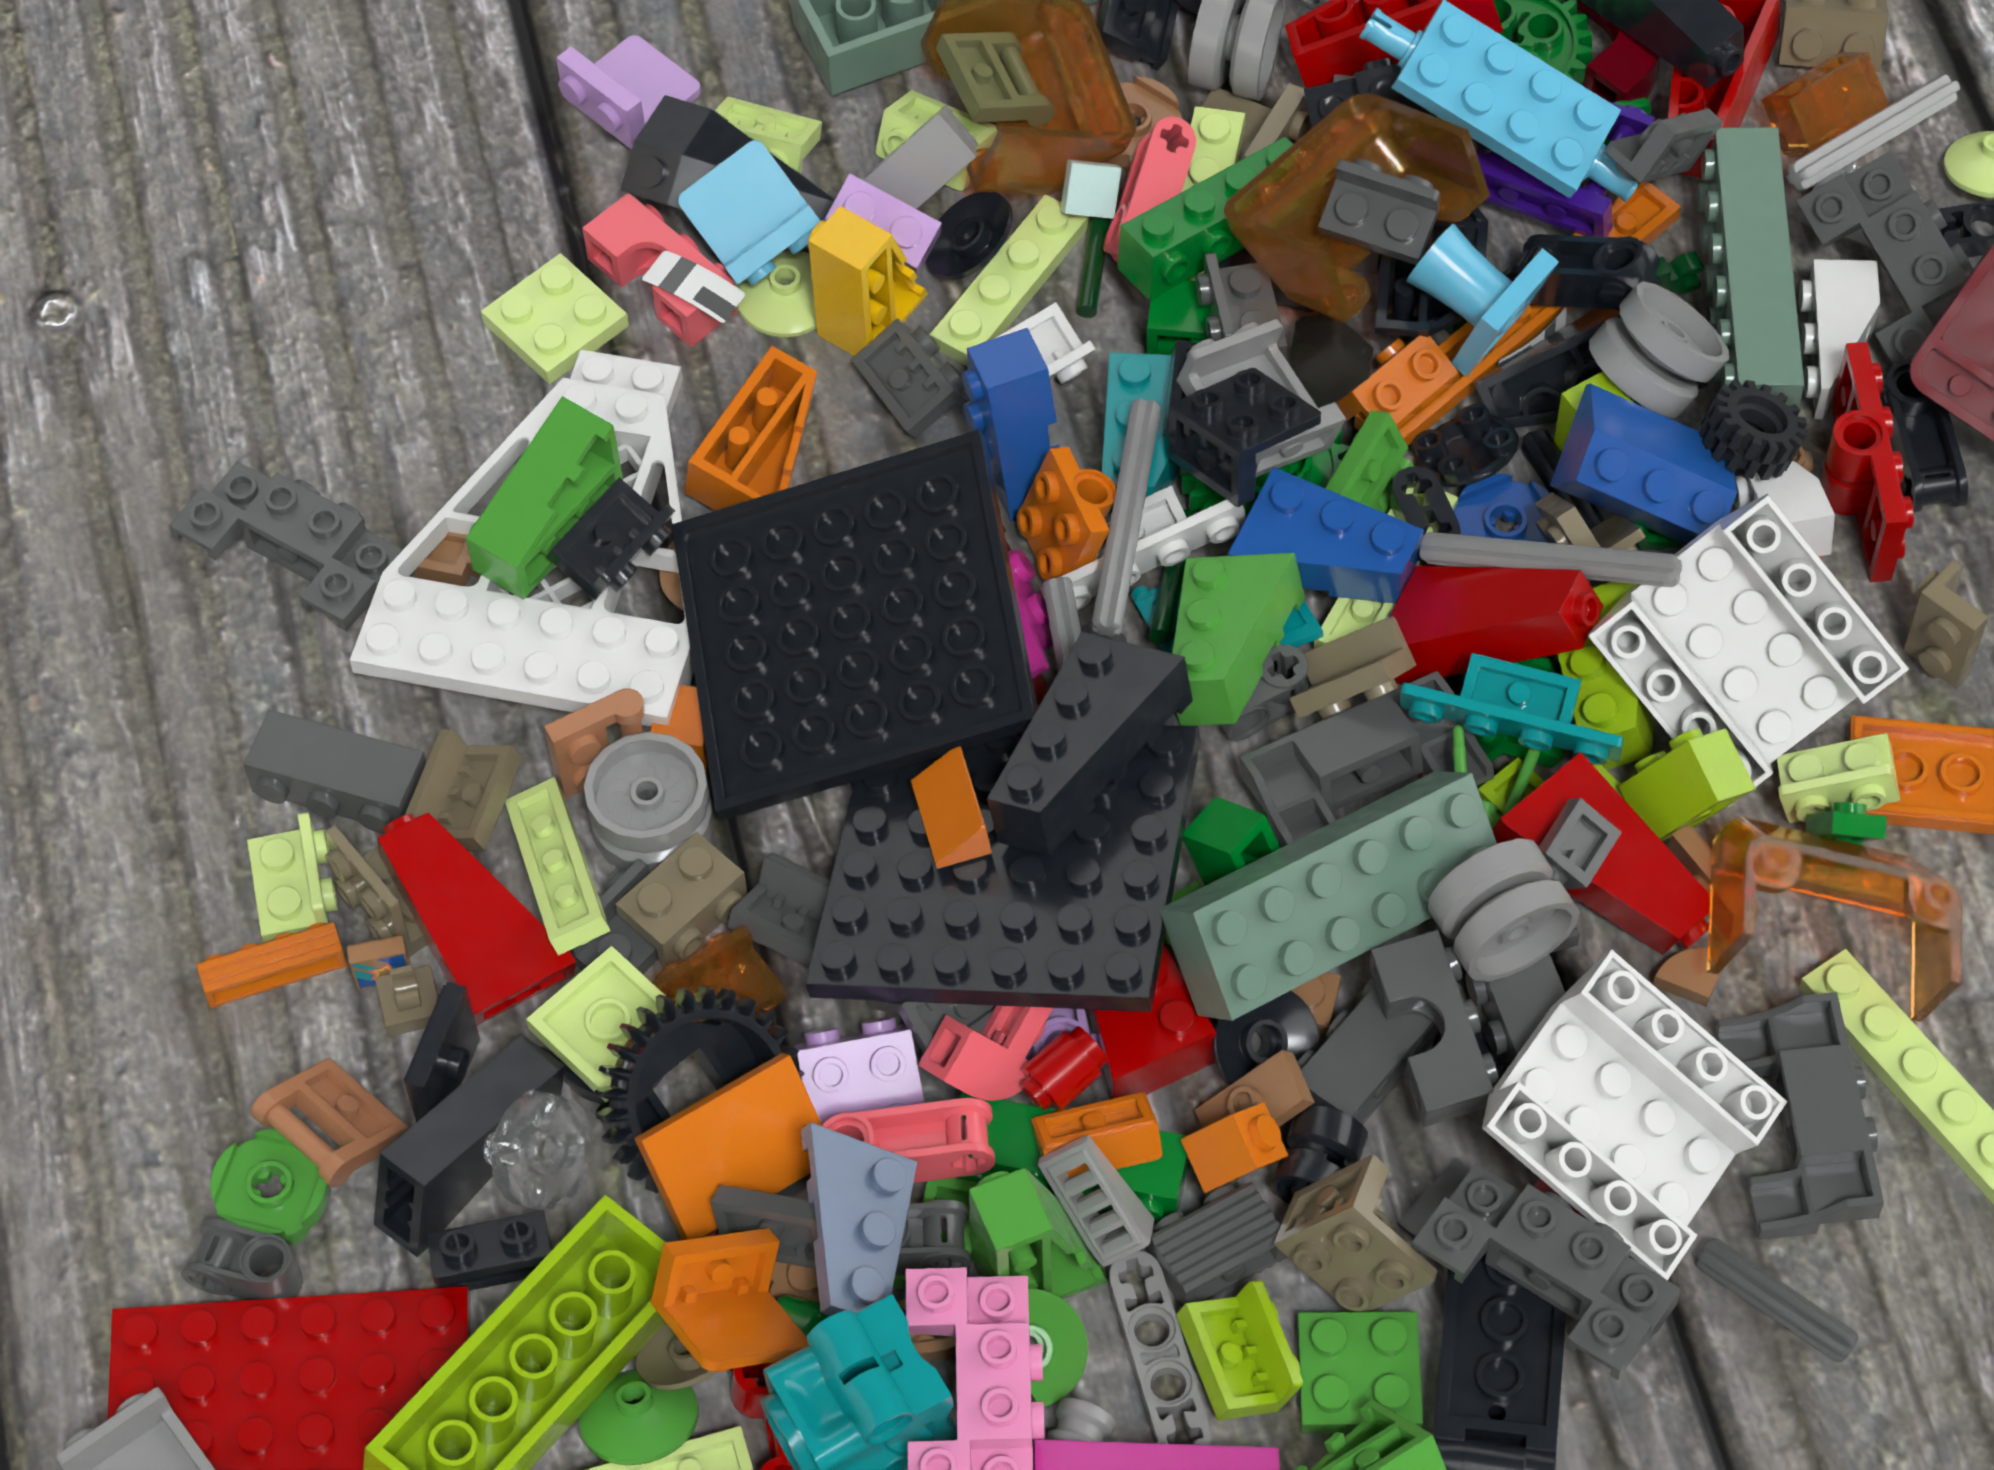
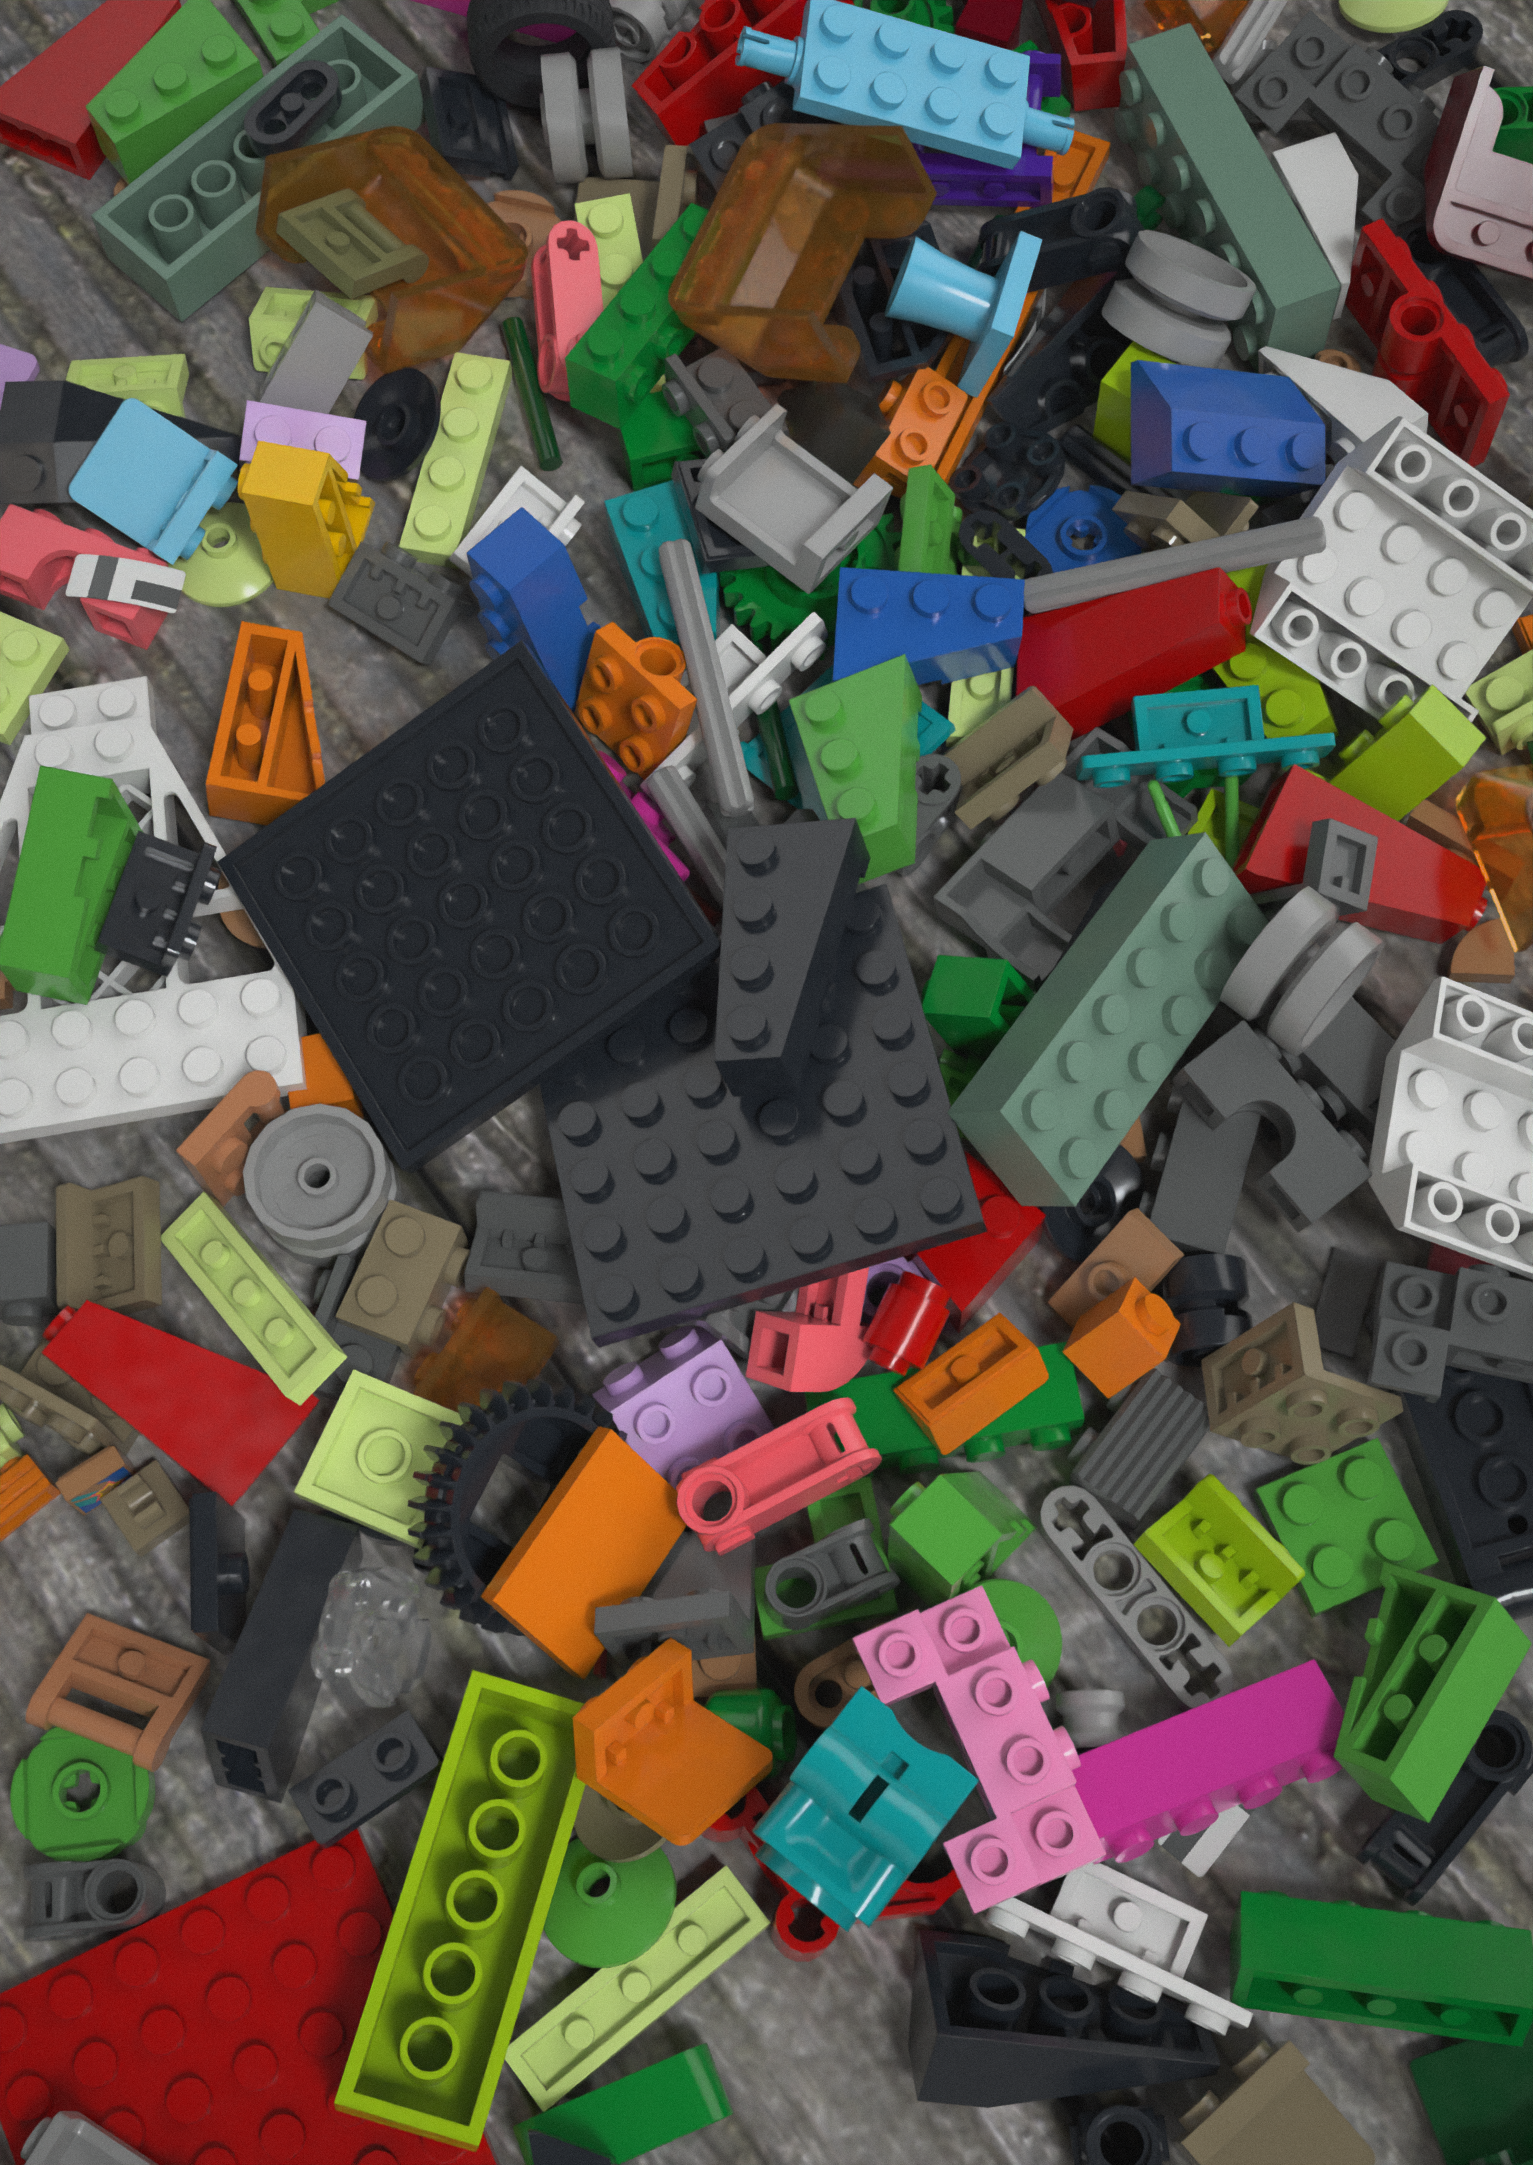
camera: 20 degrees left, 10 degrees up
(860, 1217) = (773, 1592): sand blue wing -> none
(951, 811) = (667, 1080): orange slope -> none
(1090, 189) = (504, 329): light aqua tile -> none
(1108, 1235) = (1025, 1488): light grey slope -> none
(1228, 423) = (779, 539): black bracket -> none
(1380, 210) = (834, 247): dark grey bracket -> none
(1665, 146) = (1085, 91): dark grey bracket -> none
(1753, 430) = (1310, 352): black tyre -> none

